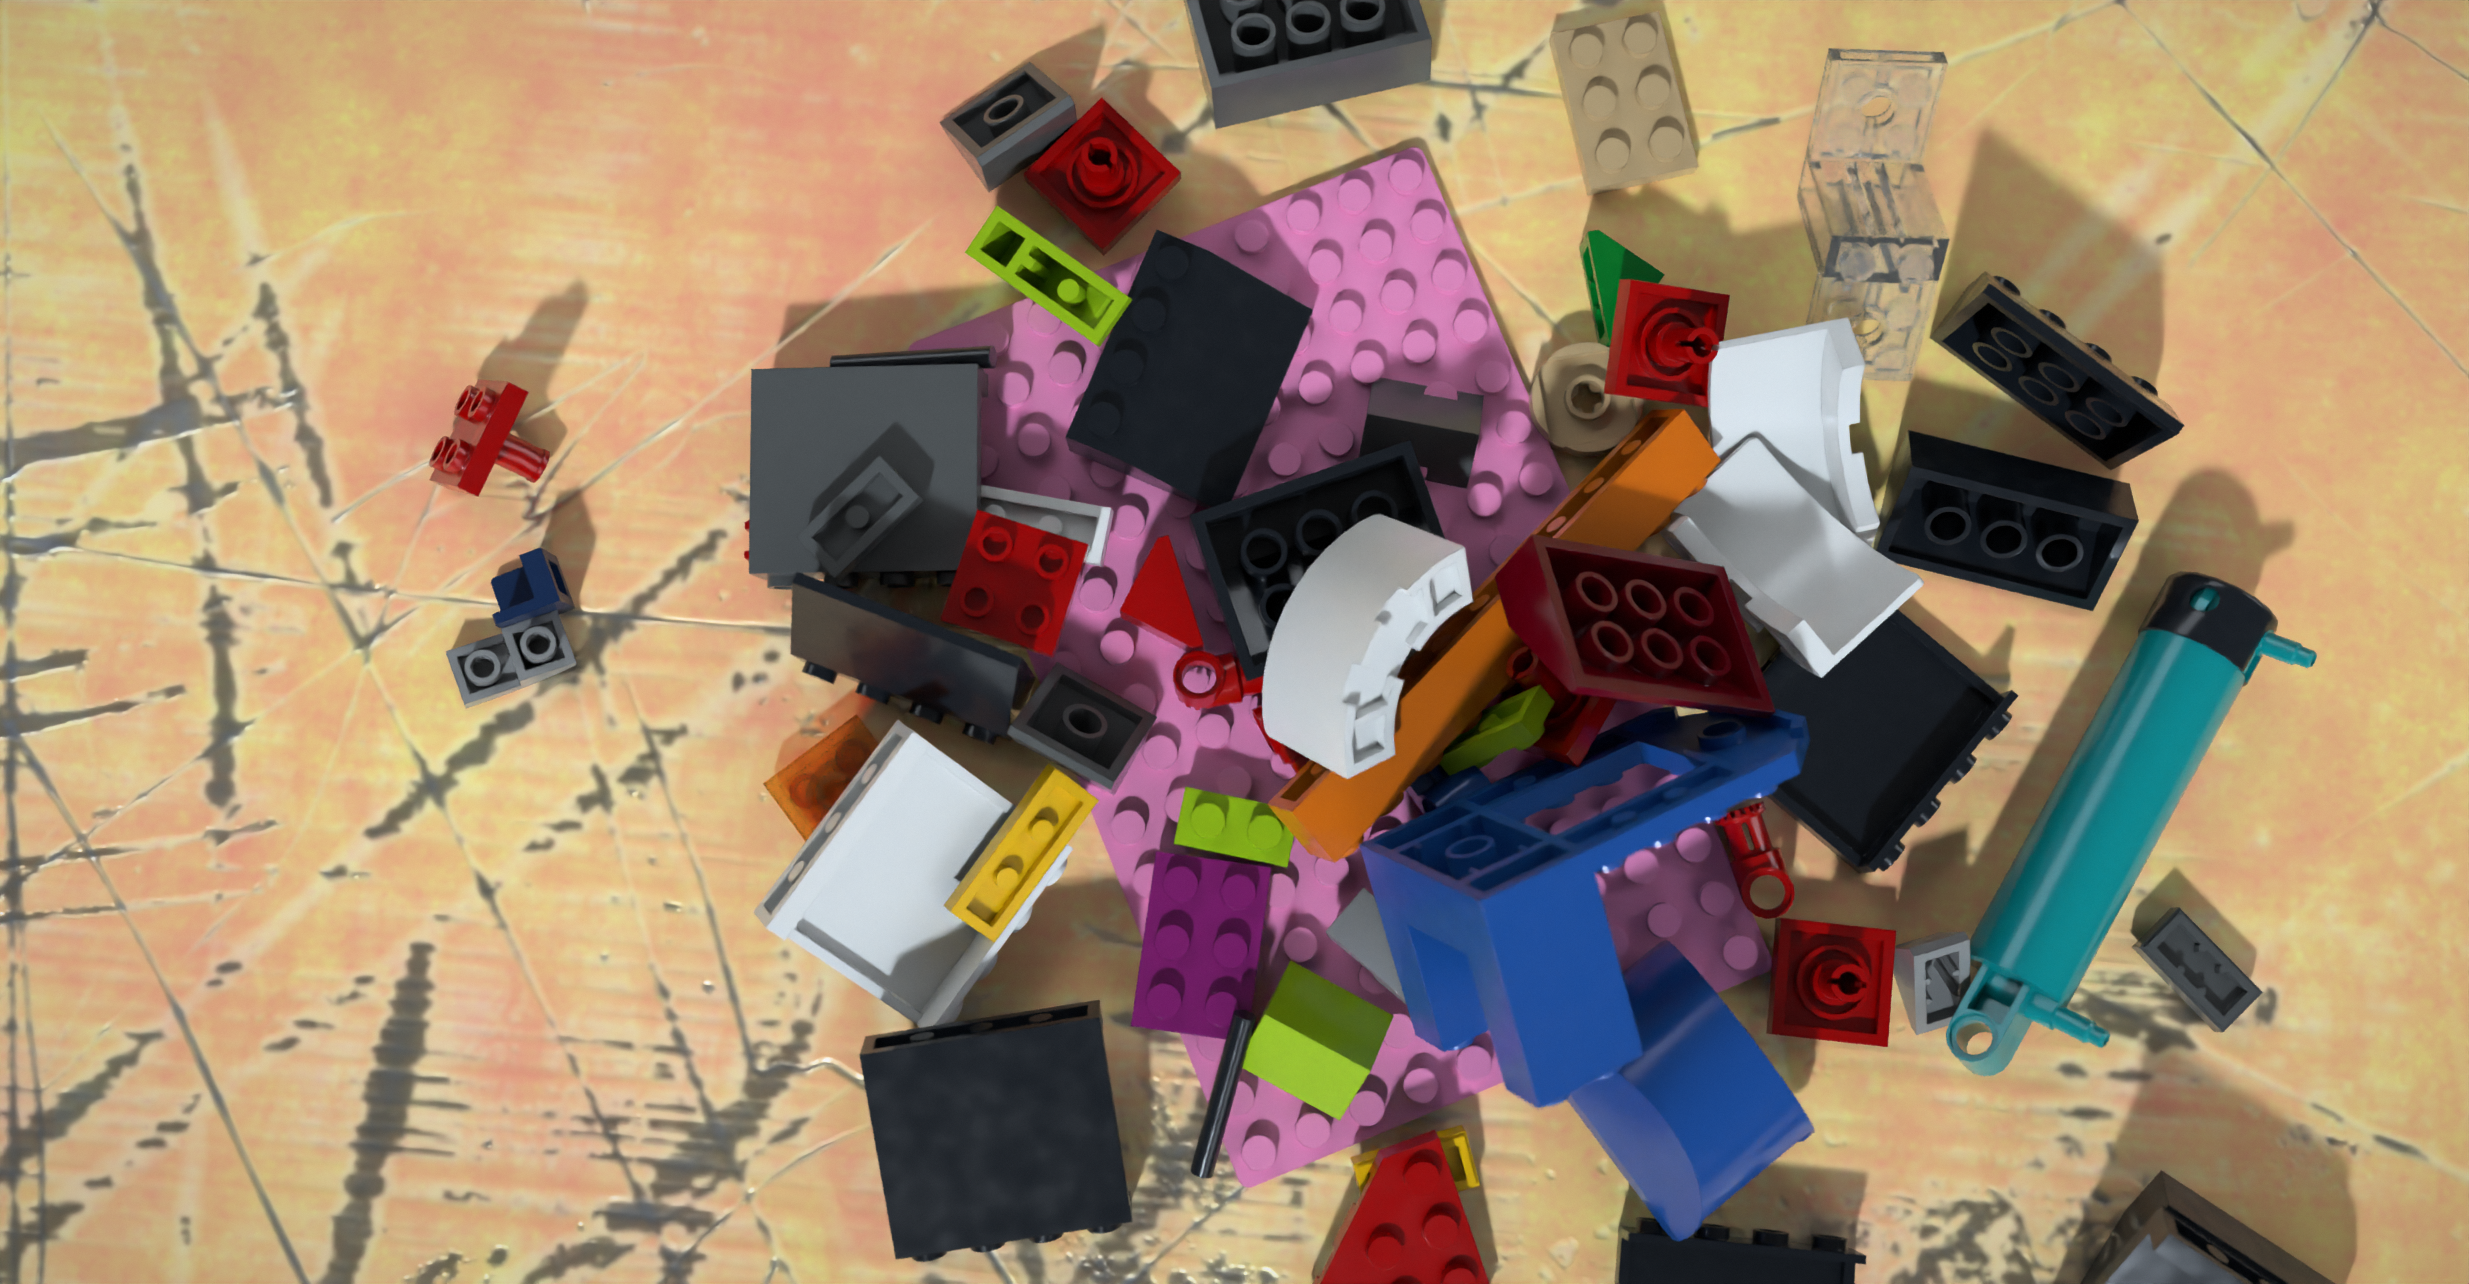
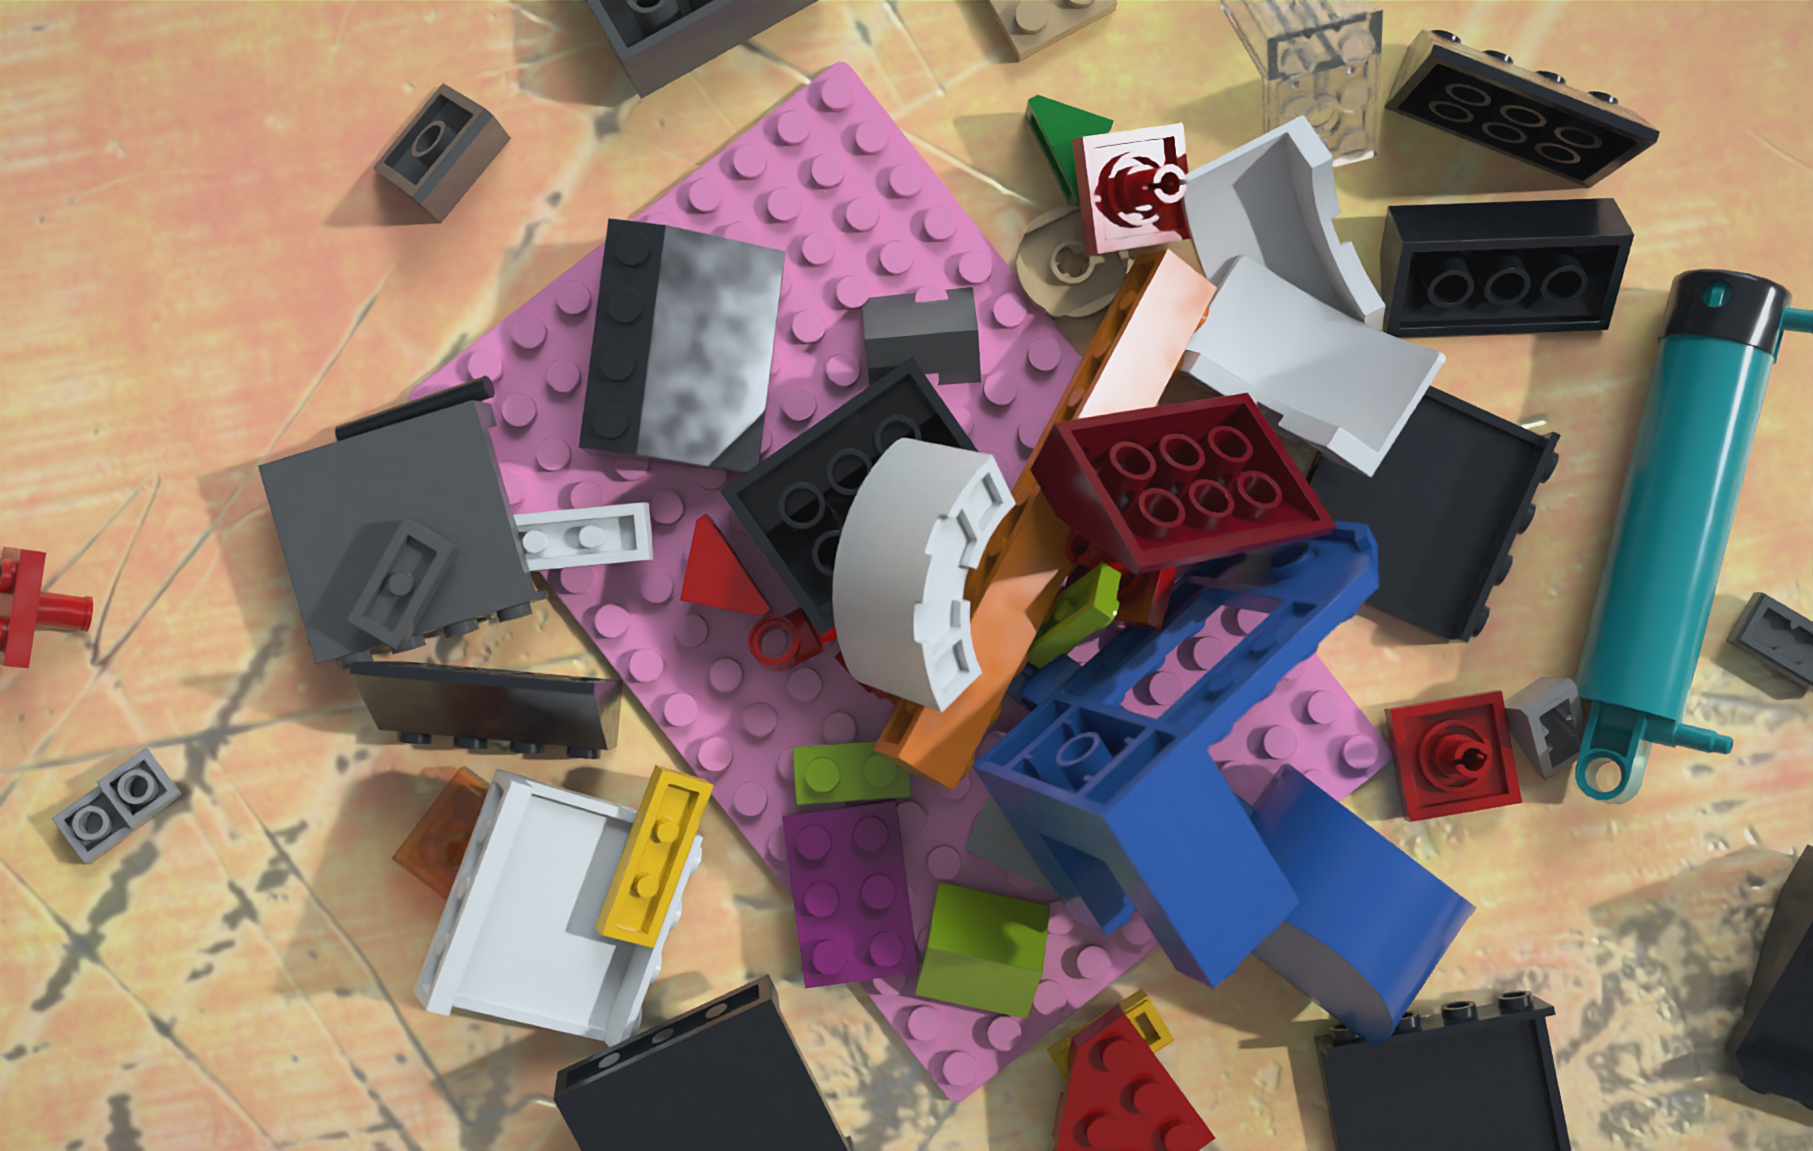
camera: 10 degrees left, 5 degrees up
(531, 589) = (116, 735): dark blue panel -> none
(1015, 583) = (571, 604): red plate -> none
(1048, 276) = (517, 292): lime slope -> none
(1082, 728) = (678, 721): dark grey slope -> none
(1102, 176) = (545, 176): red plate -> none
(1223, 1093) = (910, 1025): black bar -> none
(1754, 863) = (1352, 664): red connector -> none

